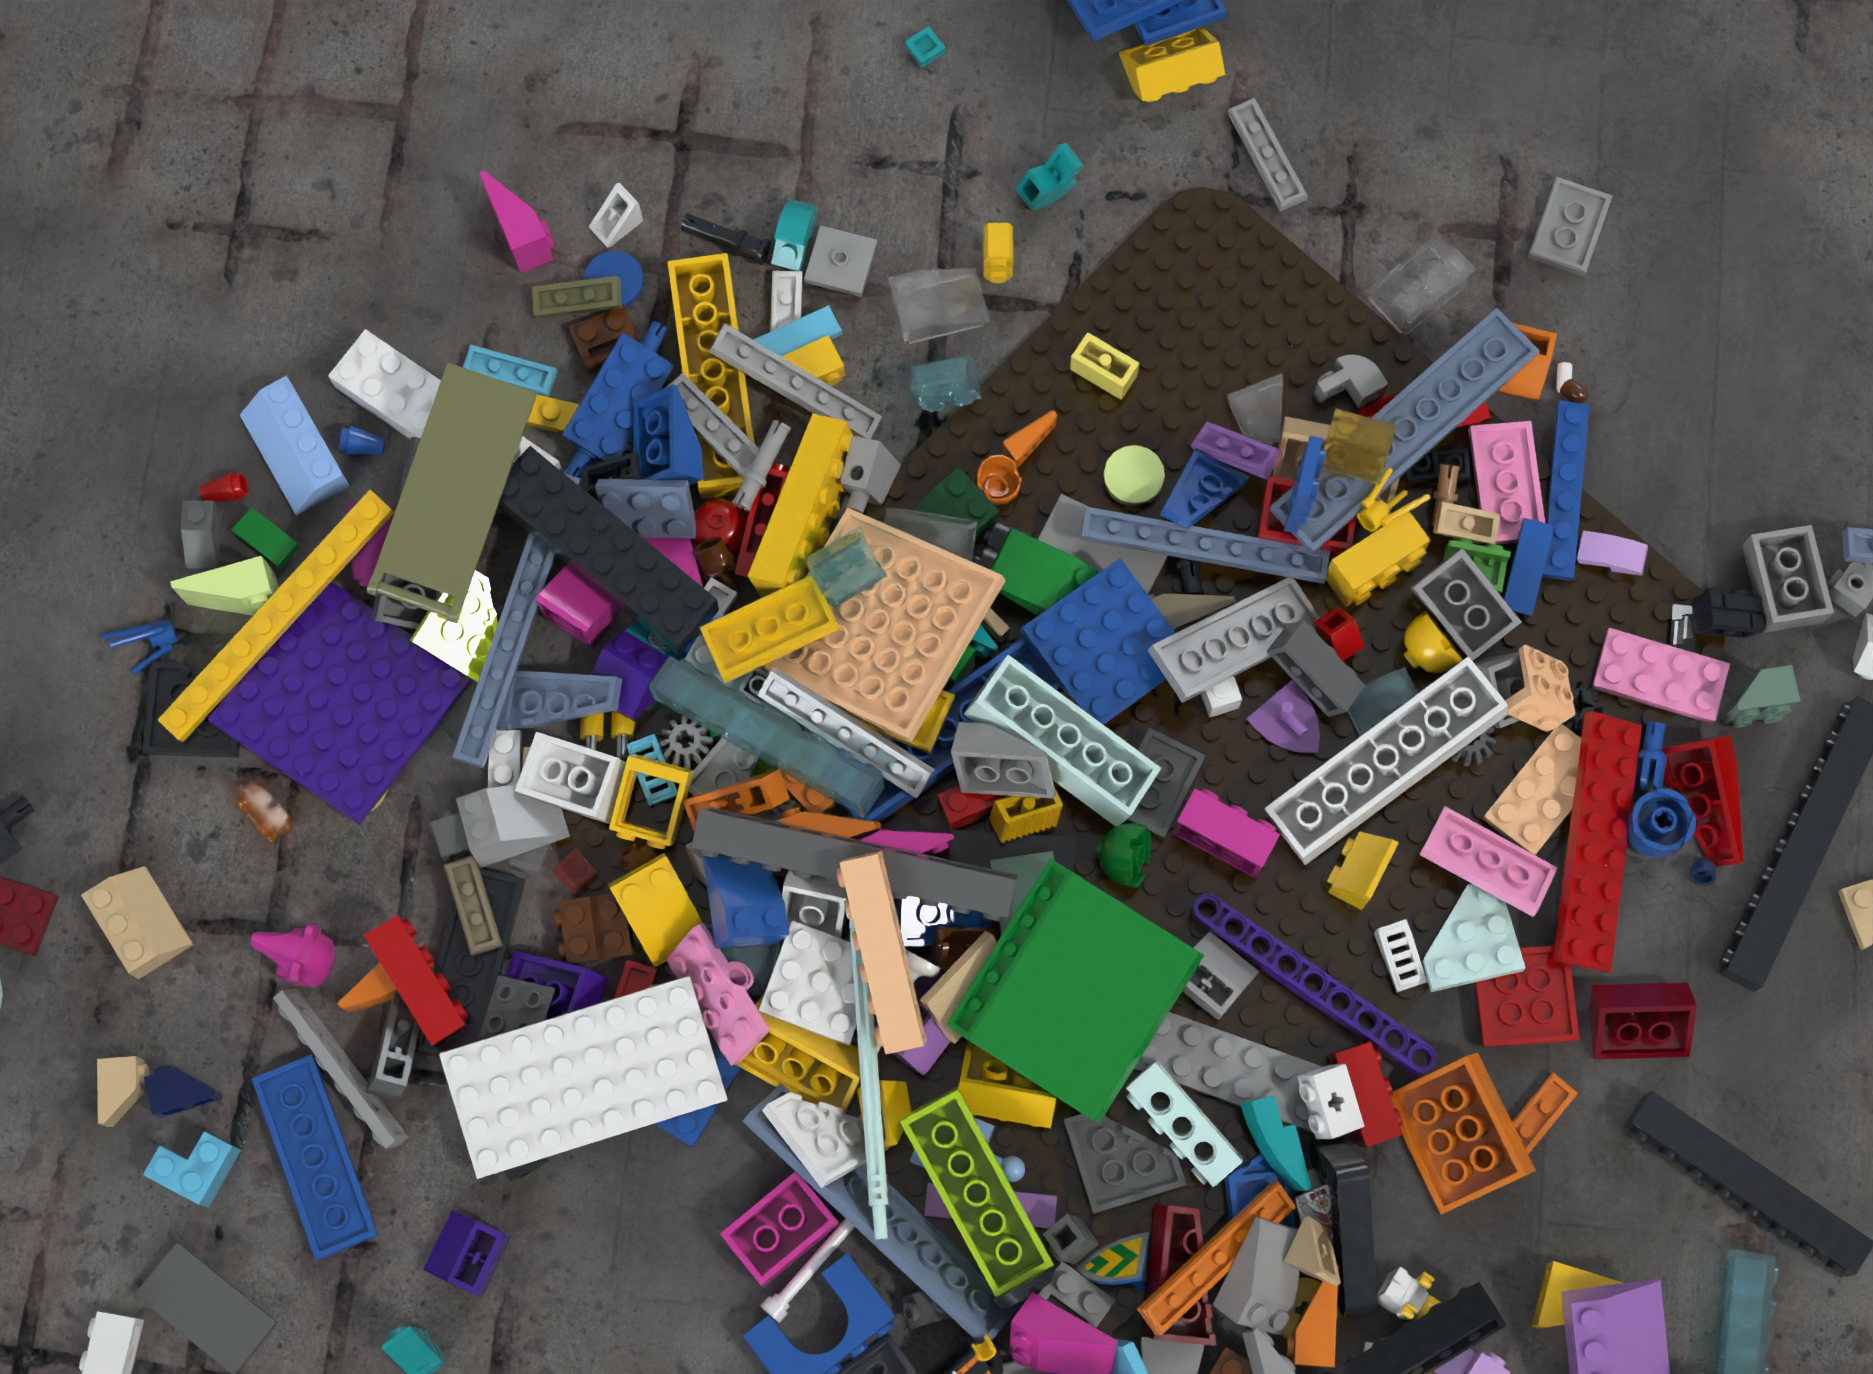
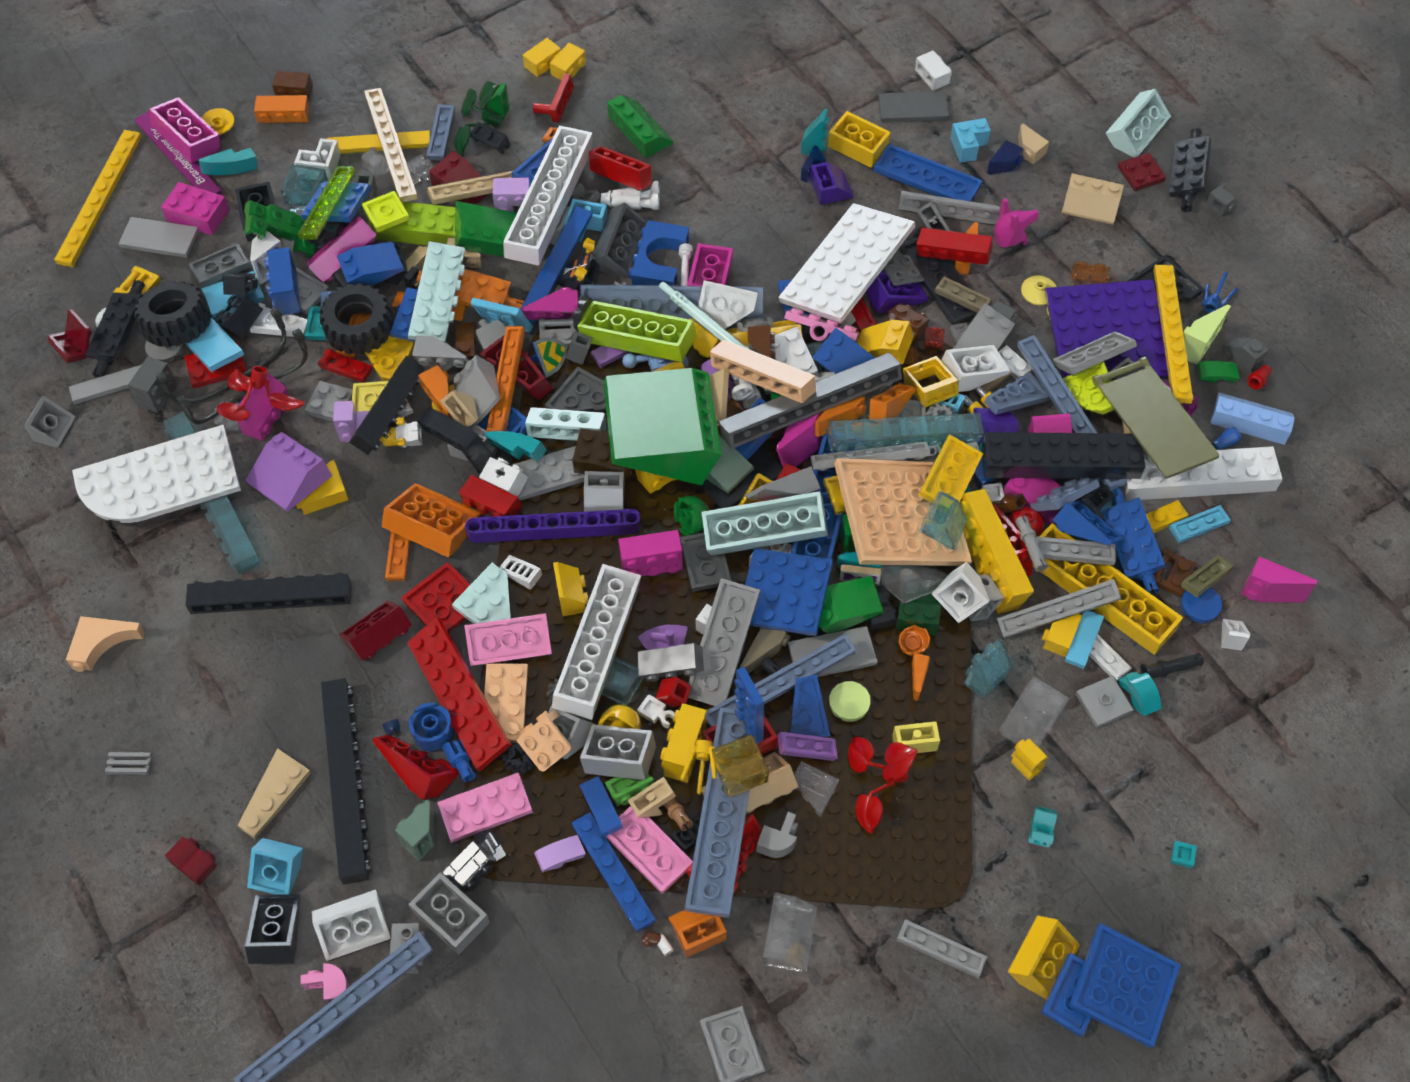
camera: 140 degrees right, 15 degrees down
(351, 1299) = (858, 139): none -> yellow brick
(356, 860) = (1034, 289): none -> light yellow dish
(407, 665) = (1094, 353): none -> light grey tile
(447, 1318) = (814, 157): none -> clear blue slope
(803, 1072) = (754, 322): none -> light grey tile
(837, 1014) = (761, 340): none -> reddish brown slope
(895, 479) = (961, 592): none -> white slope
(1171, 320) = (899, 761): none -> red plant
(1187, 1037) = (594, 454): none -> dark brown brick
(1375, 637) = (655, 710): none -> white plate

